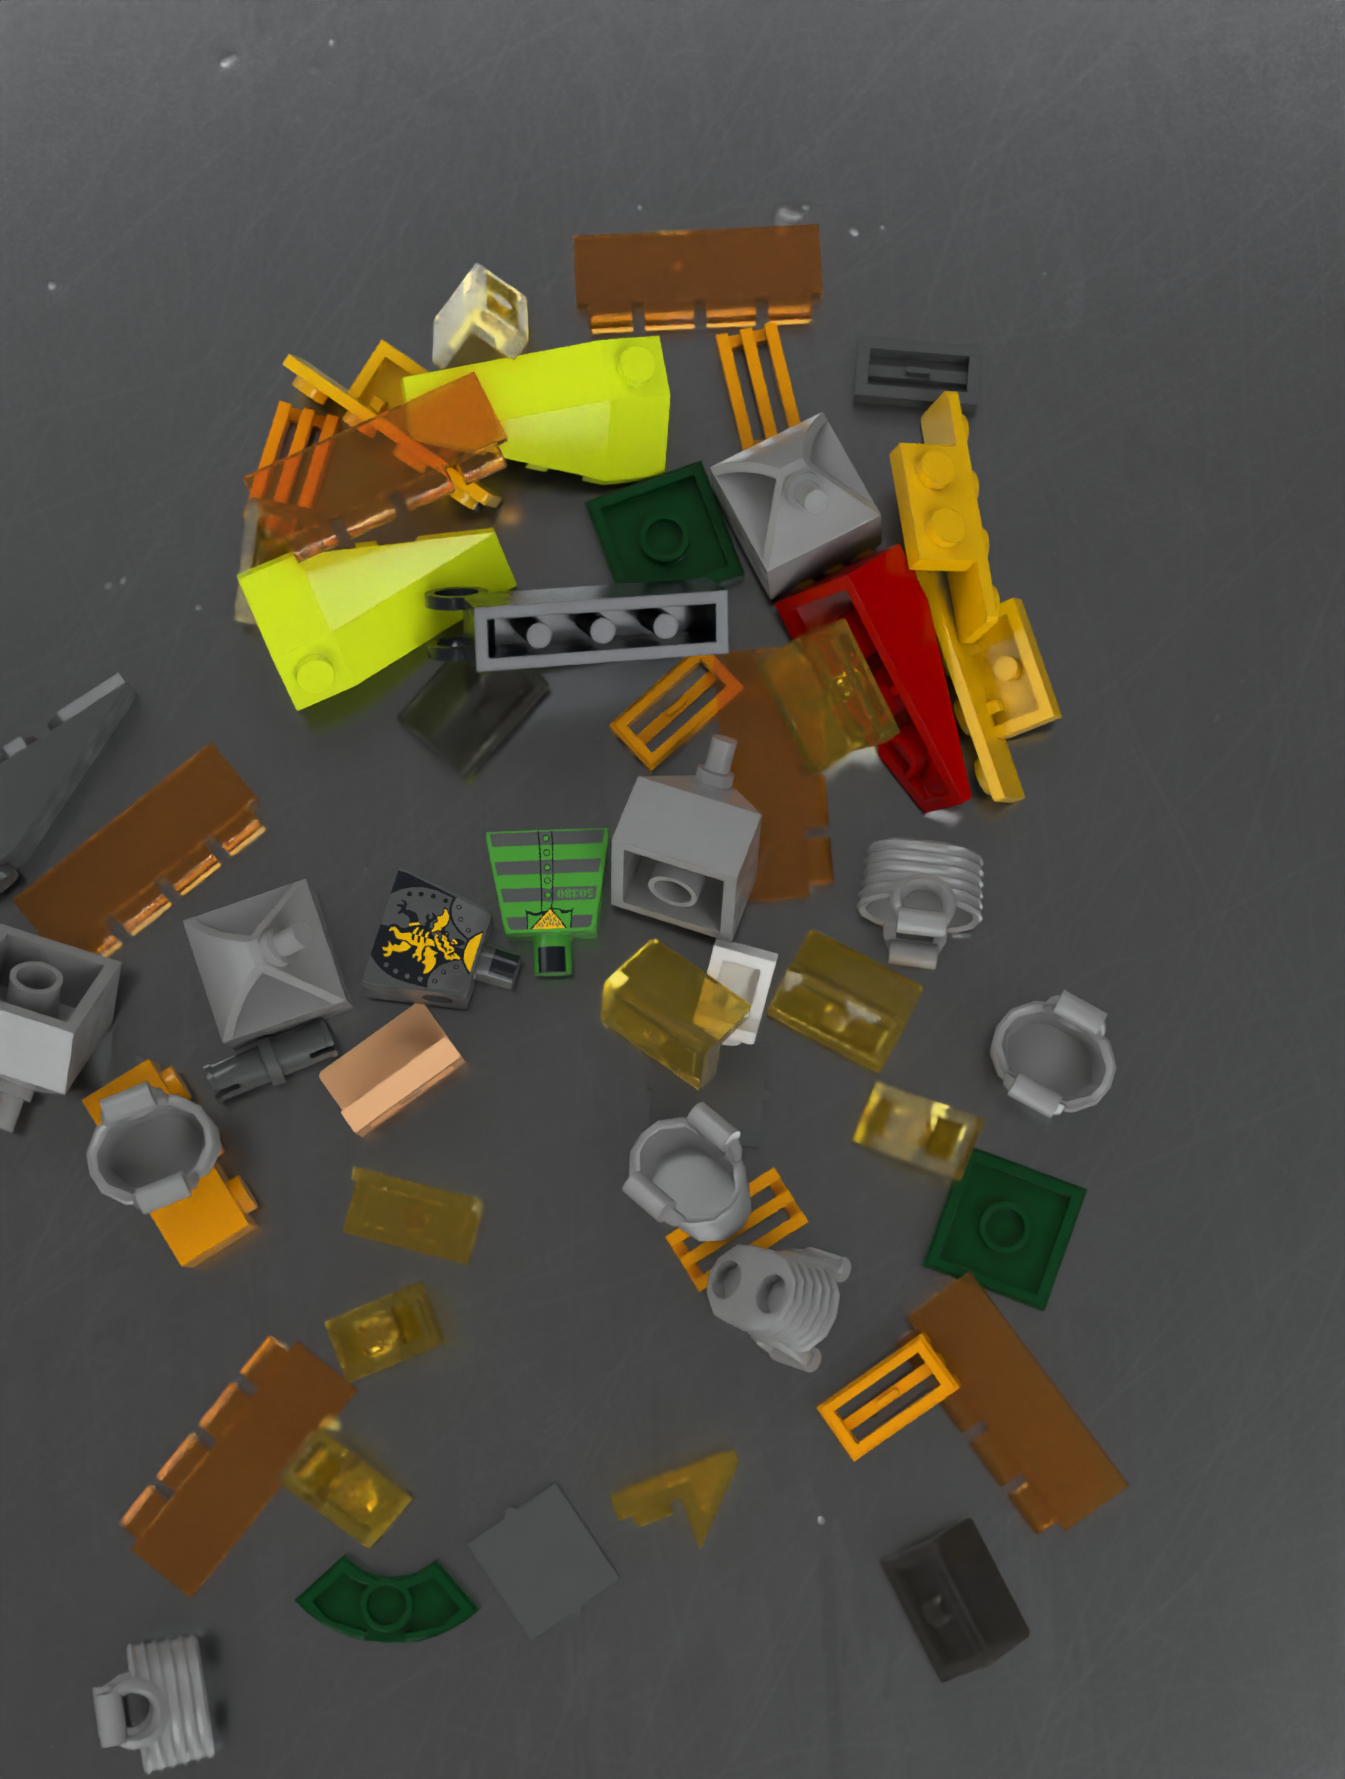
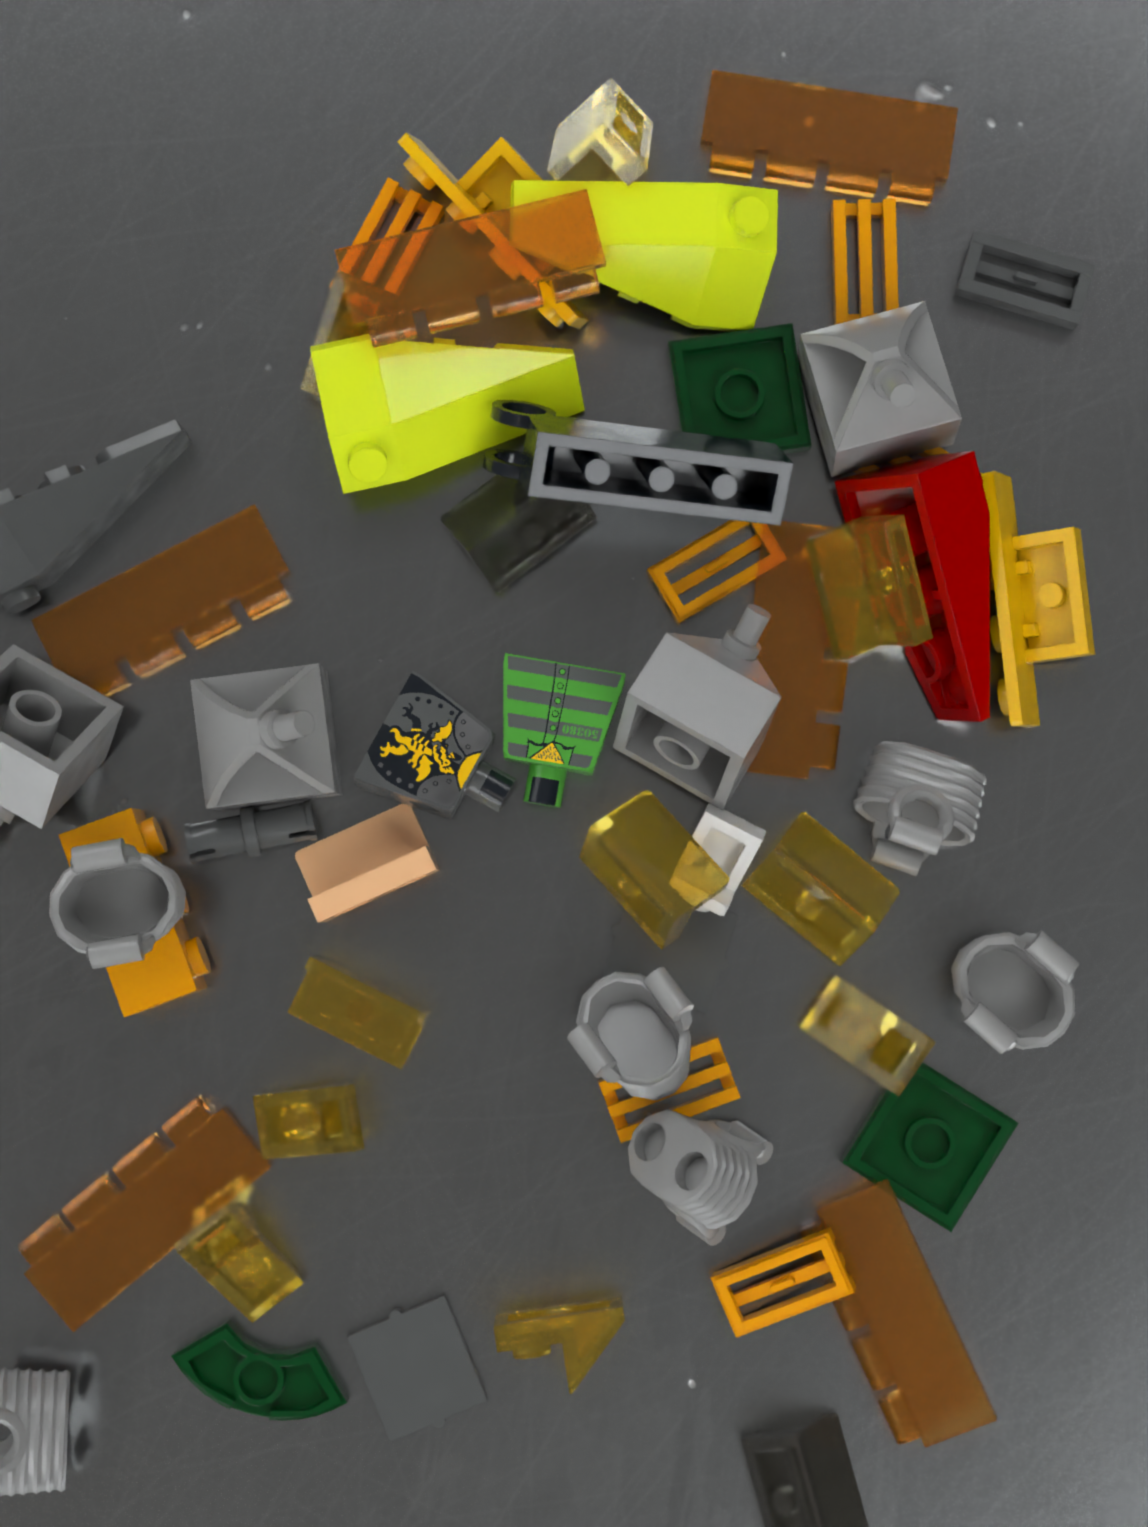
camera: 15 degrees right, 5 degrees up
(942, 515) = (1022, 430): yellow bracket -> none

